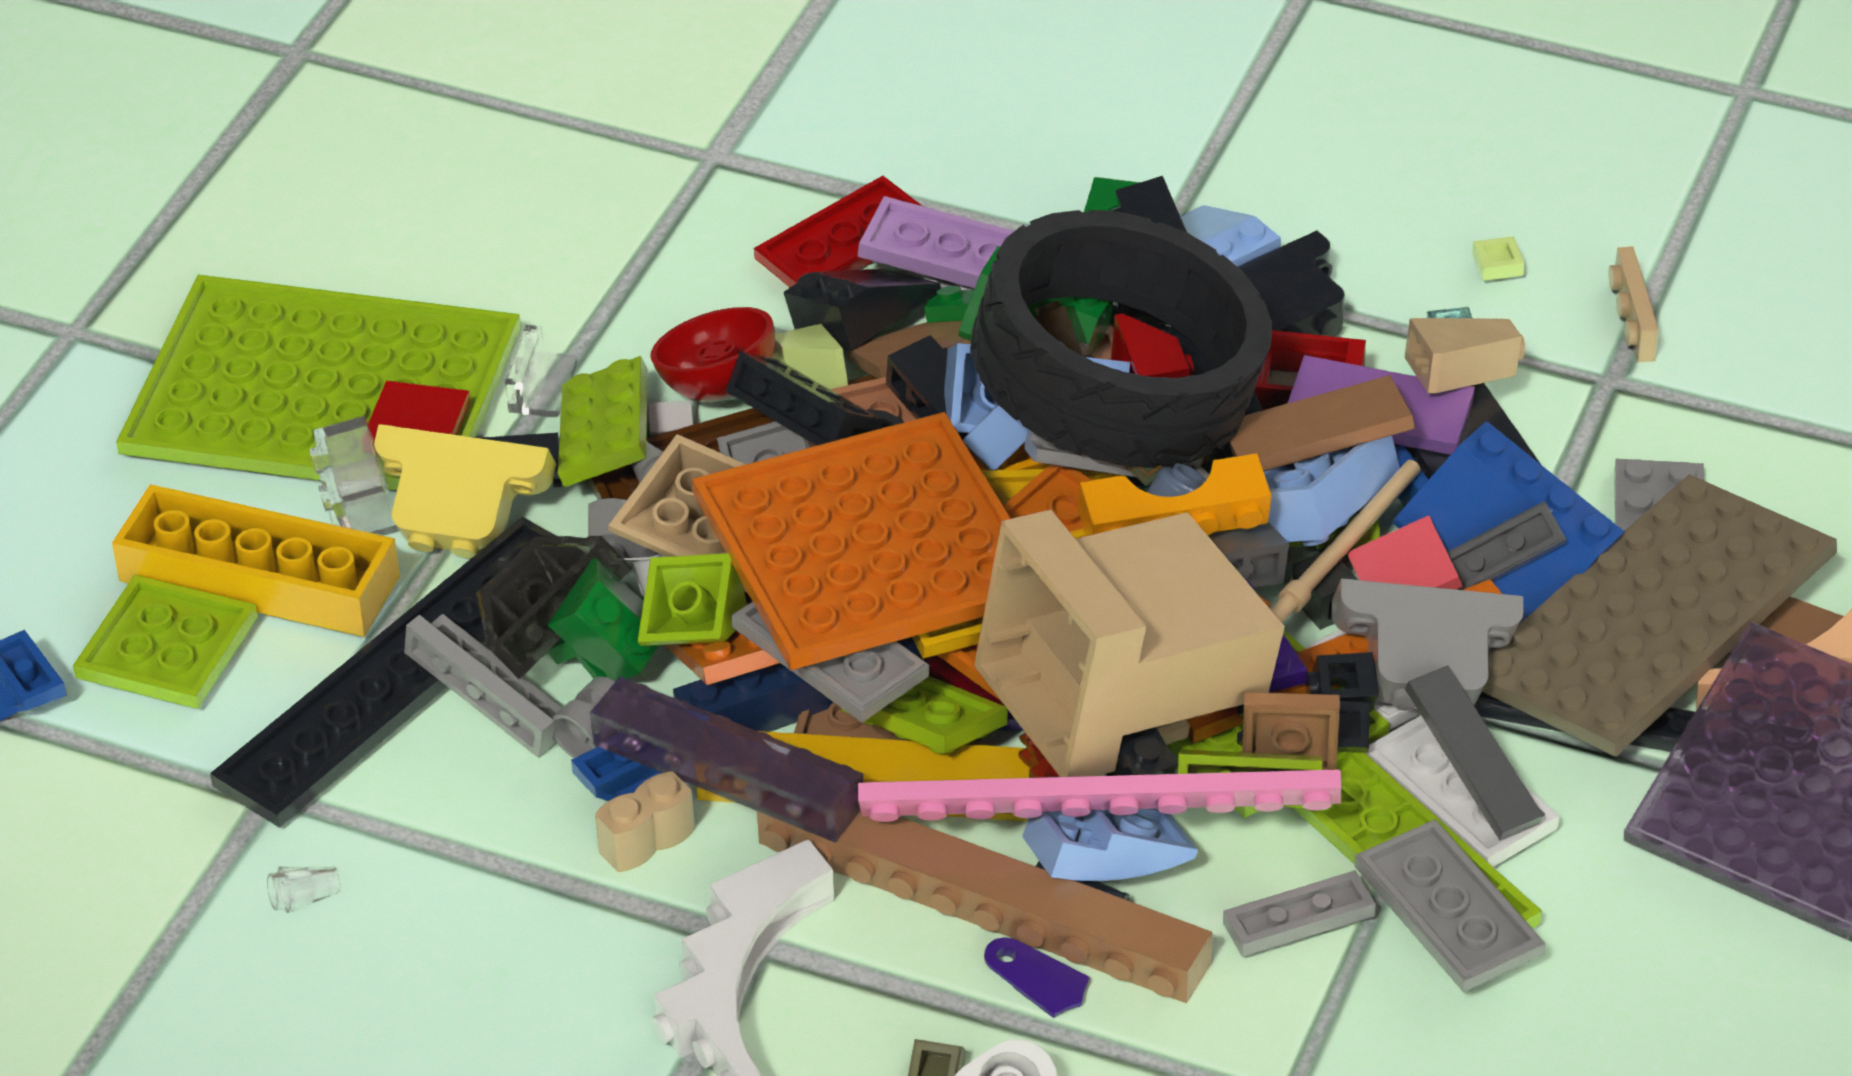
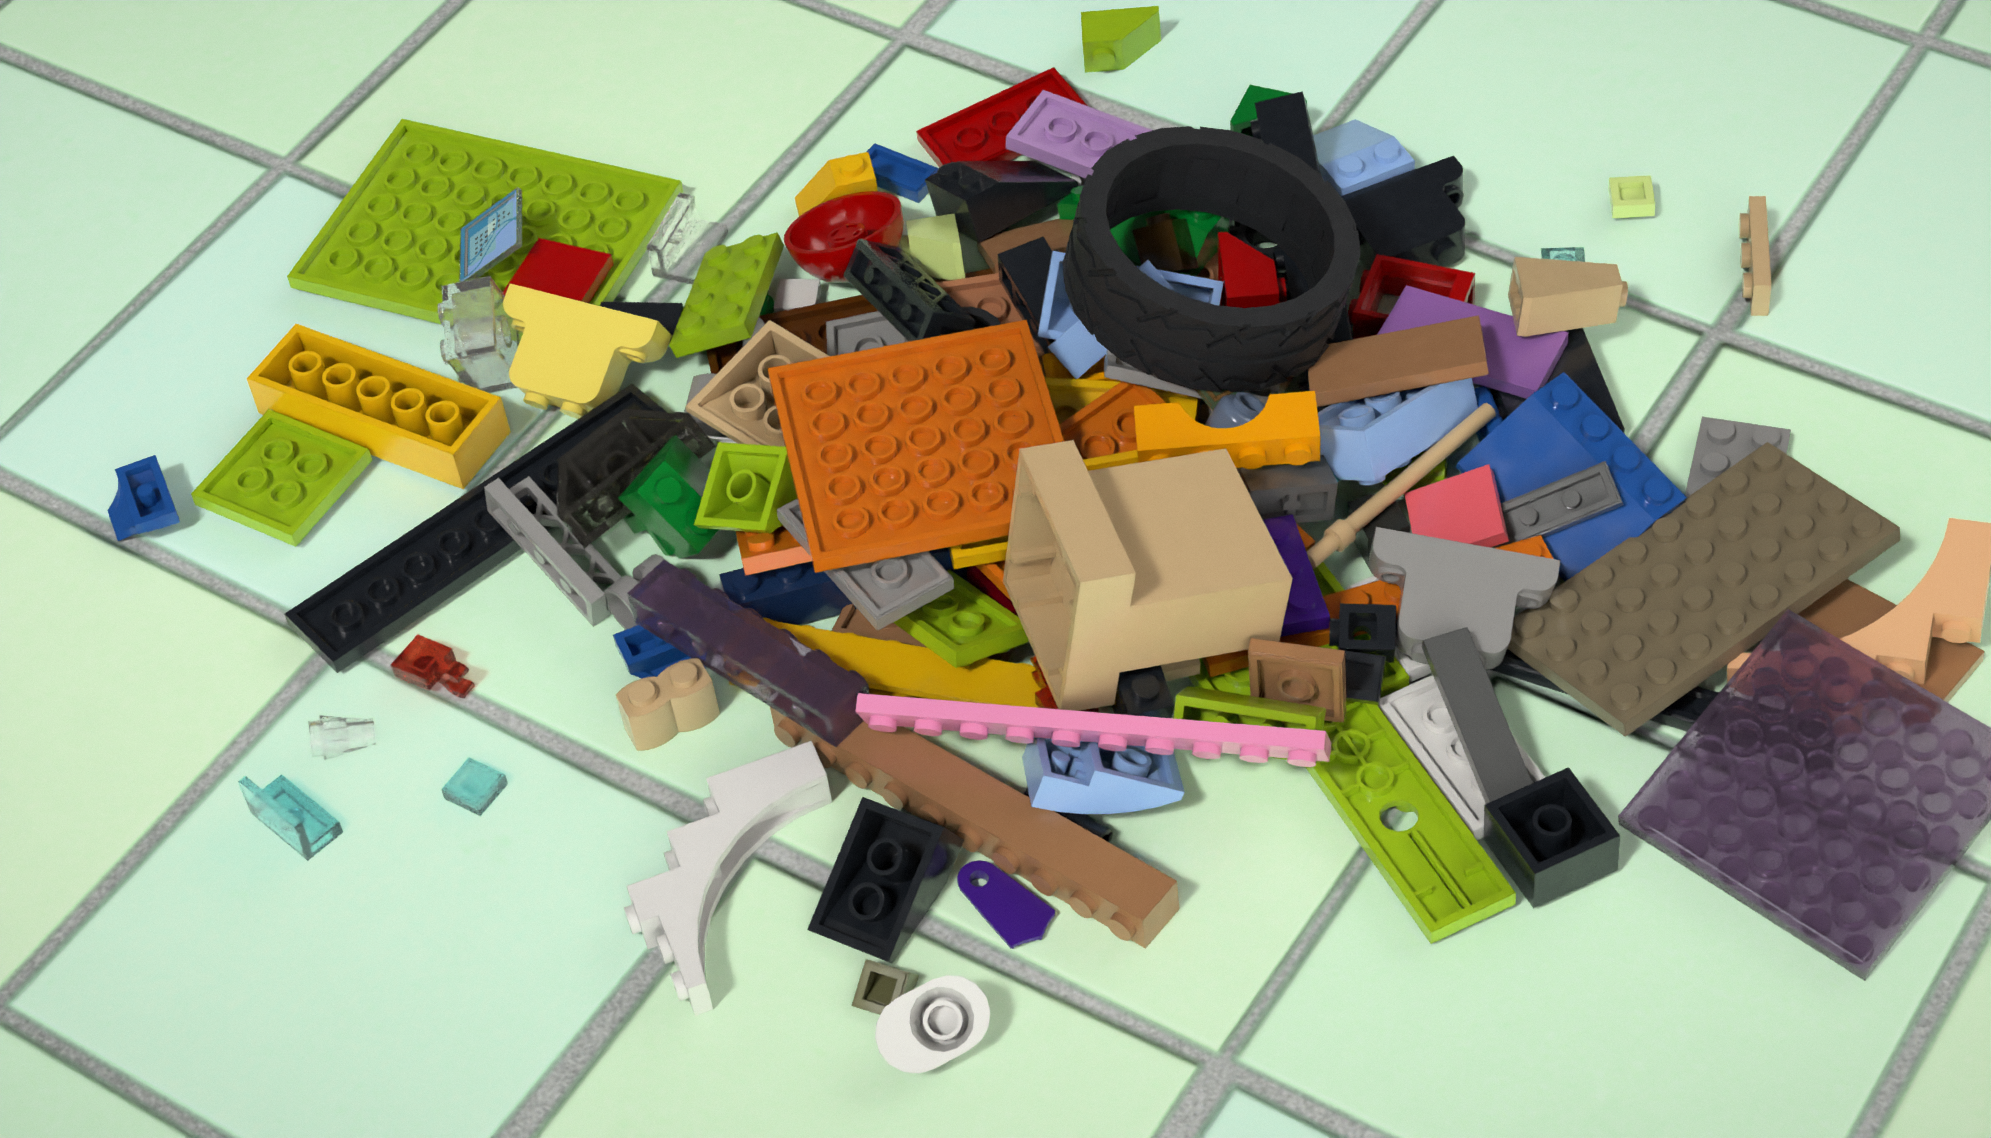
camera: 15 degrees right, 5 degrees up
(269, 969) = (291, 815): none -> clear light blue panel
(337, 382) = (491, 236): none -> piece
(378, 806) = (429, 662): none -> clear red plate
(457, 922) = (474, 786): none -> clear light blue tile
(687, 300) = (836, 179): none -> yellow slope
(739, 288) = (900, 173): none -> blue tile
(913, 963) = (884, 880): none -> black slope
(941, 141) = (1118, 36): none -> lime slope
(1298, 913) = (1274, 867): light grey plate -> none
(1449, 905) = (1422, 878): light grey tile -> none
(1565, 855) = (1551, 837): none -> black brick

